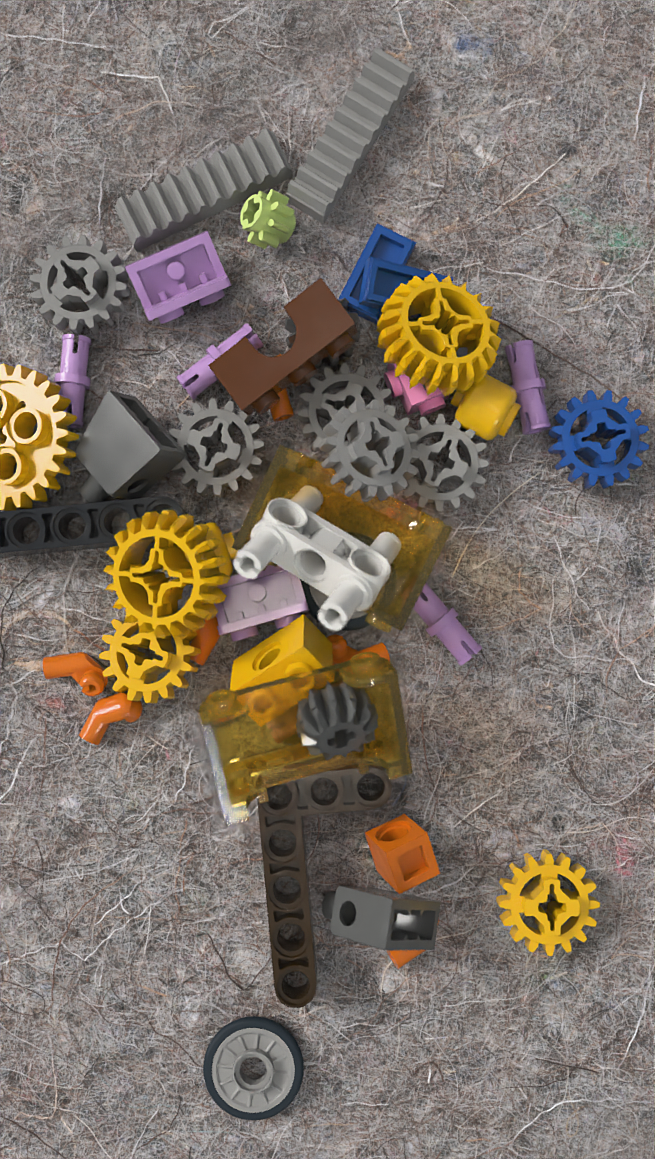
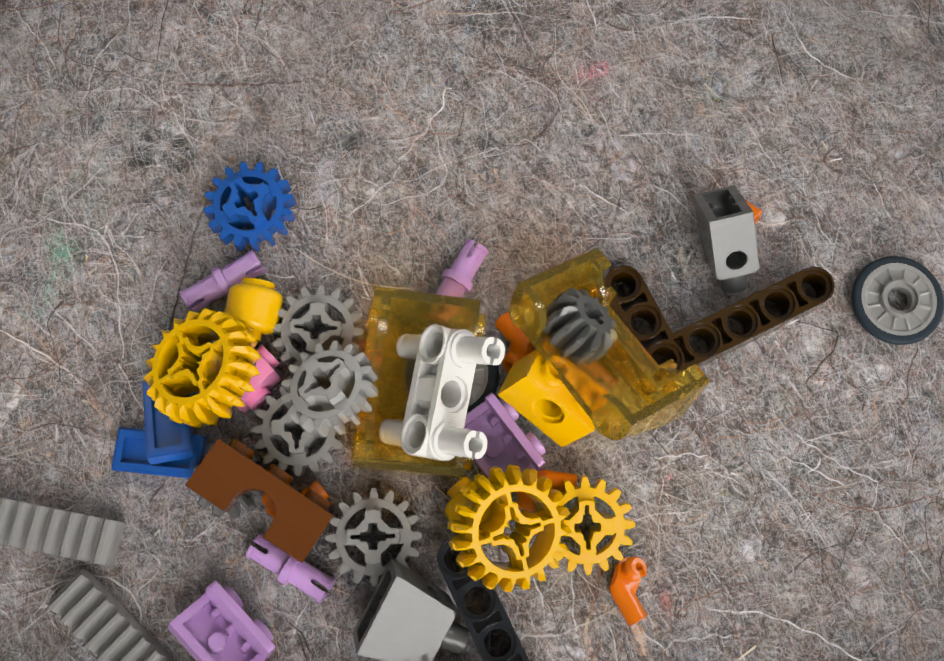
camera: 110 degrees left, 10 degrees down
(107, 711) = (652, 545): orange arm -> none
(268, 219) = (138, 571): yellowish green gear -> none
(402, 853) = (667, 239): orange brick -> none
(567, 903) = (661, 99): yellow gear -> none

